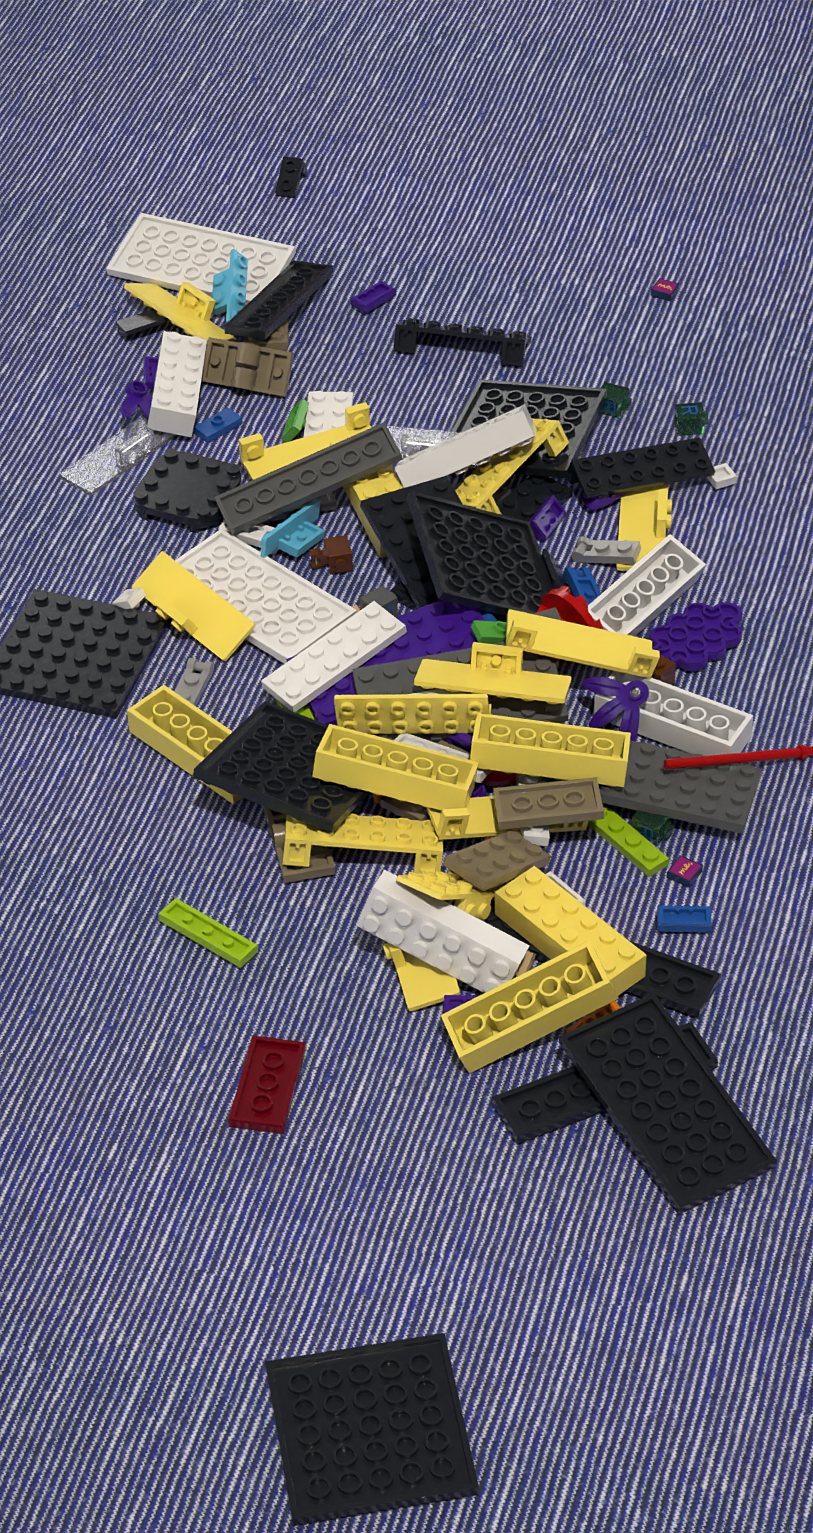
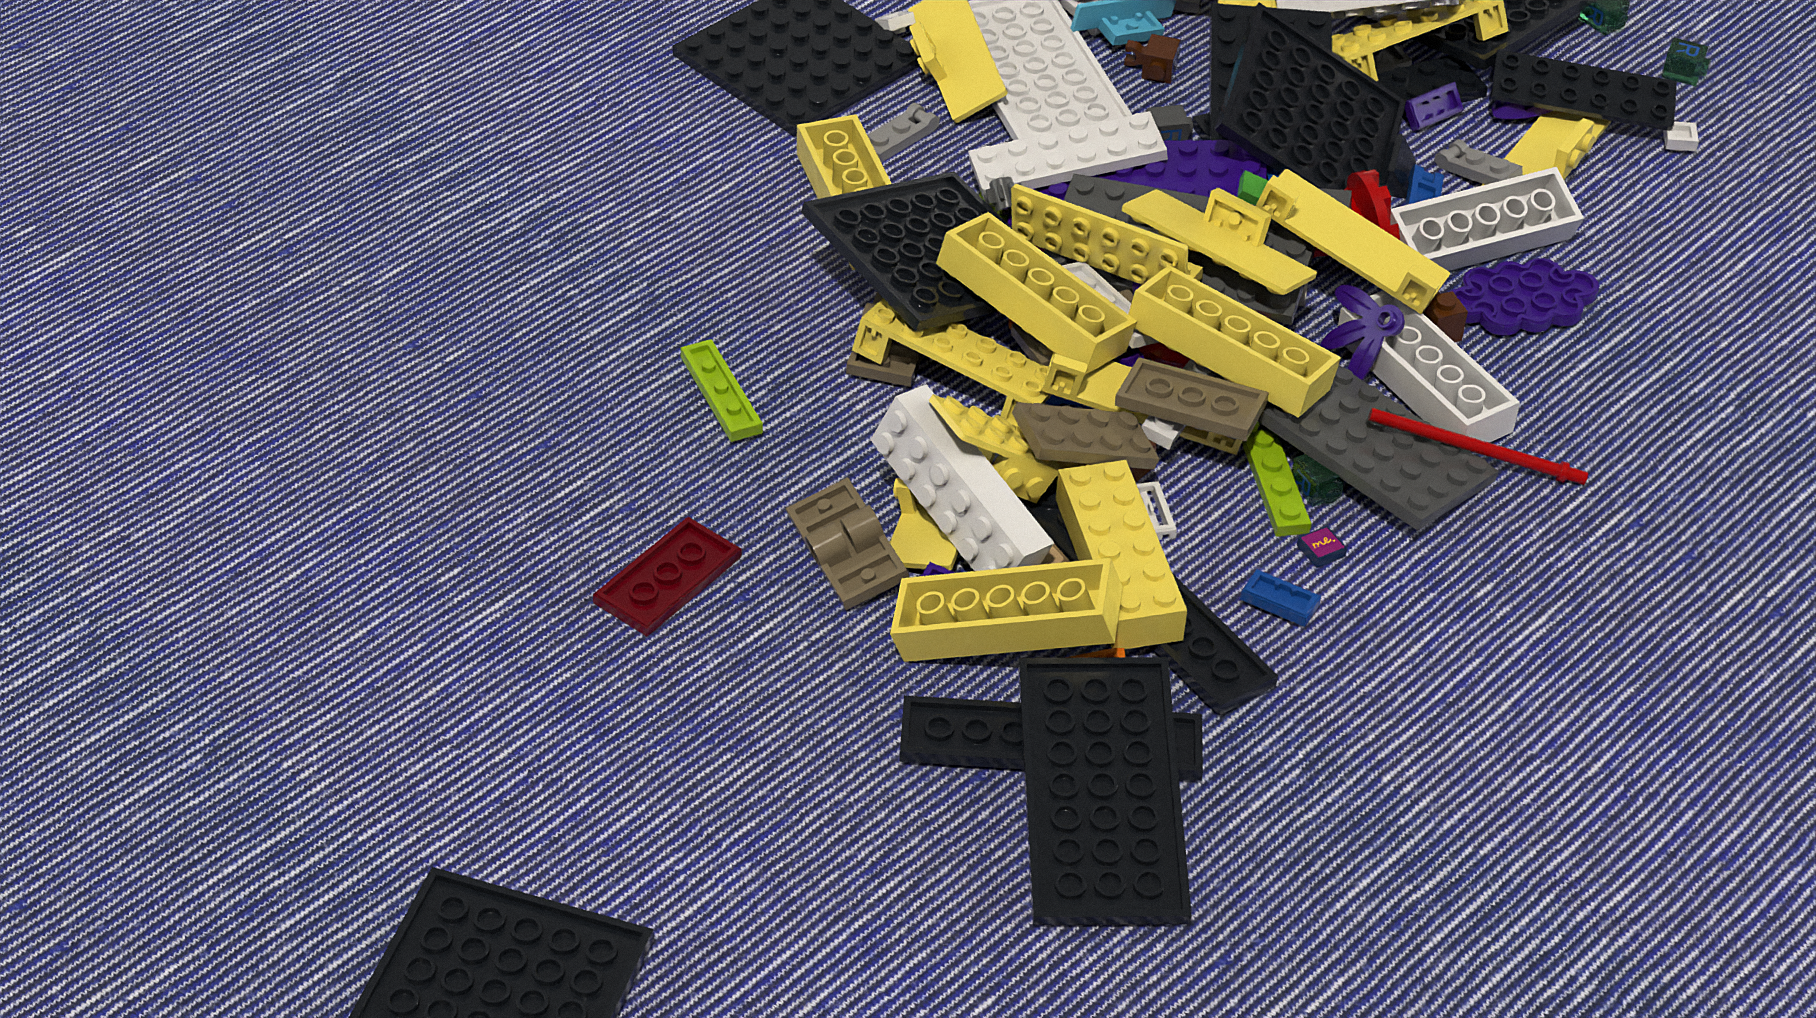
camera: 25 degrees right, 0 degrees up
(312, 704) = (1000, 195): none -> dark grey gear
(378, 1006) = (847, 543): none -> dark tan plate

